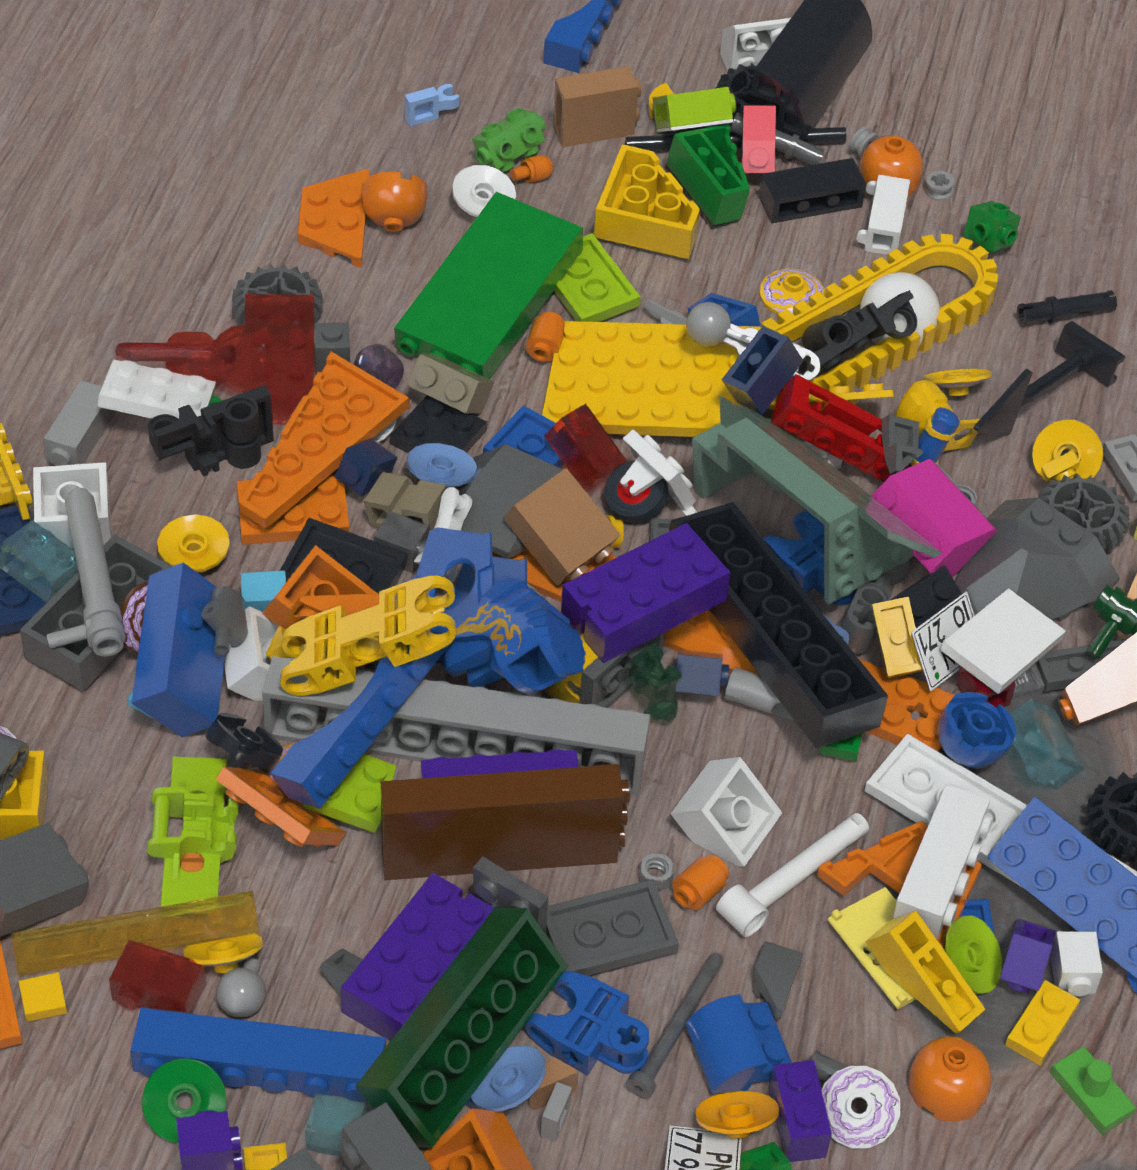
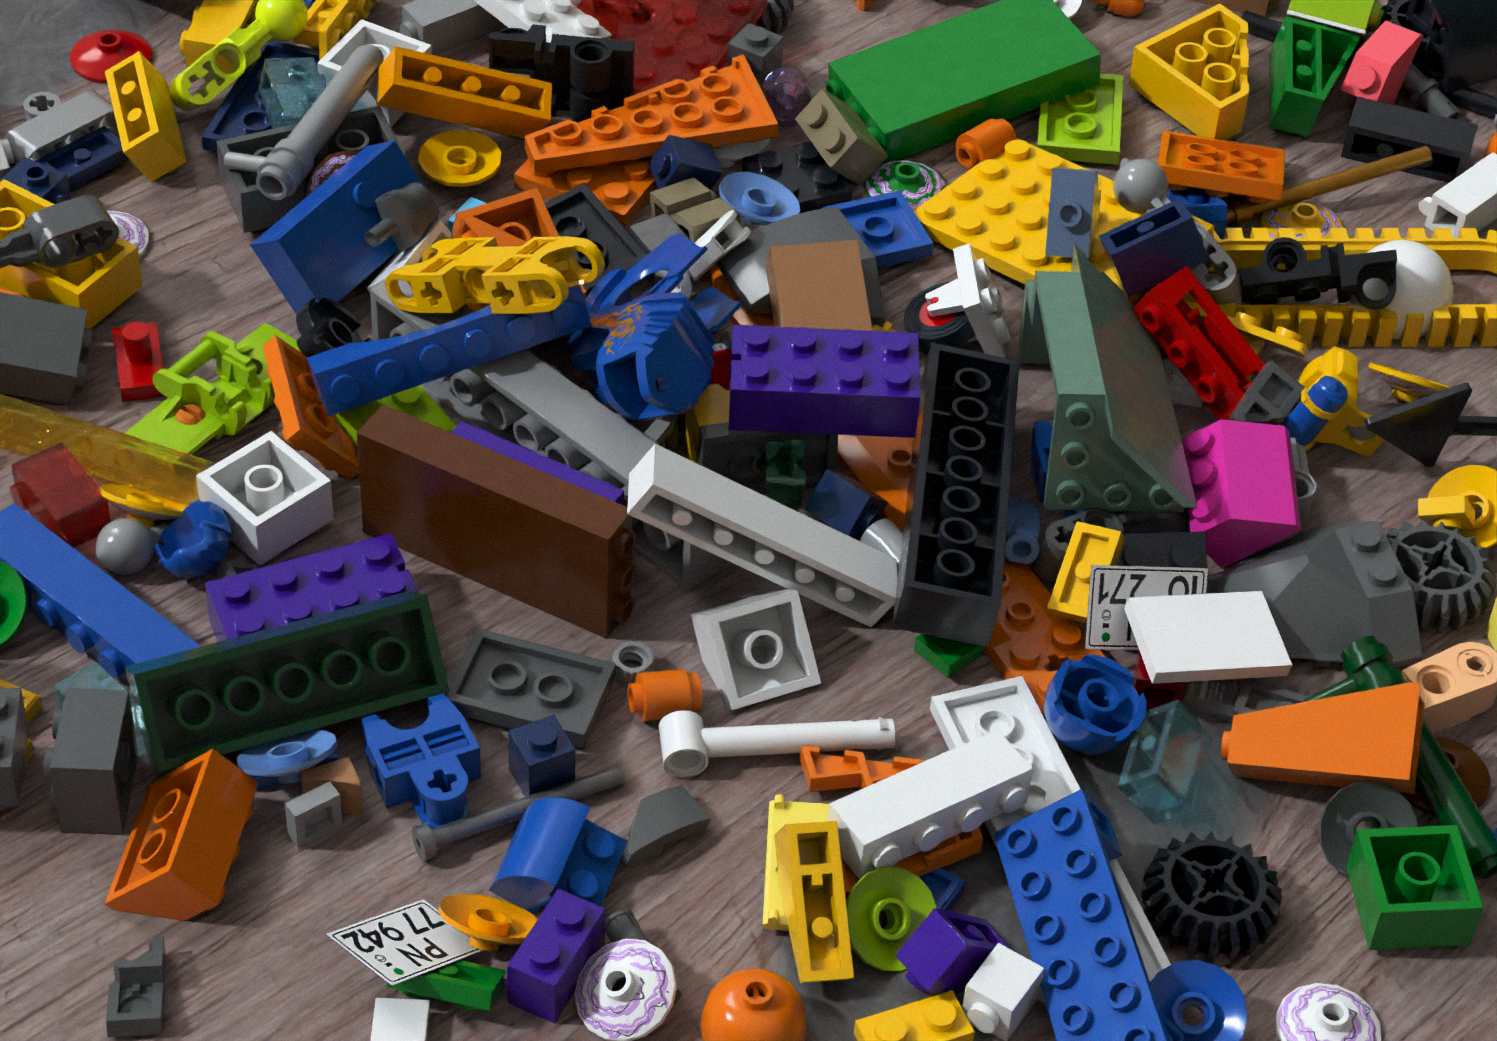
camera: 35 degrees right, 5 degrees down
(105, 840) = (137, 360): none -> red tile
(167, 491) = (463, 93): none -> light orange brick
(290, 957) = (195, 541): none -> blue hair
(311, 896) = (268, 496): none -> white brick
(505, 890) = (445, 599): flat silver plate -> none
(511, 393) = (914, 179): none -> dish
(585, 447) = (919, 246): clear red brick -> none
(667, 977) = (540, 755): none -> dark blue brick
(679, 369) = (1072, 211): none -> sand blue brick
(692, 731) = (762, 535): none -> white brick
(718, 274) = (1222, 166): none -> orange plate
(792, 250) = (1243, 210): none -> pearl gold bar

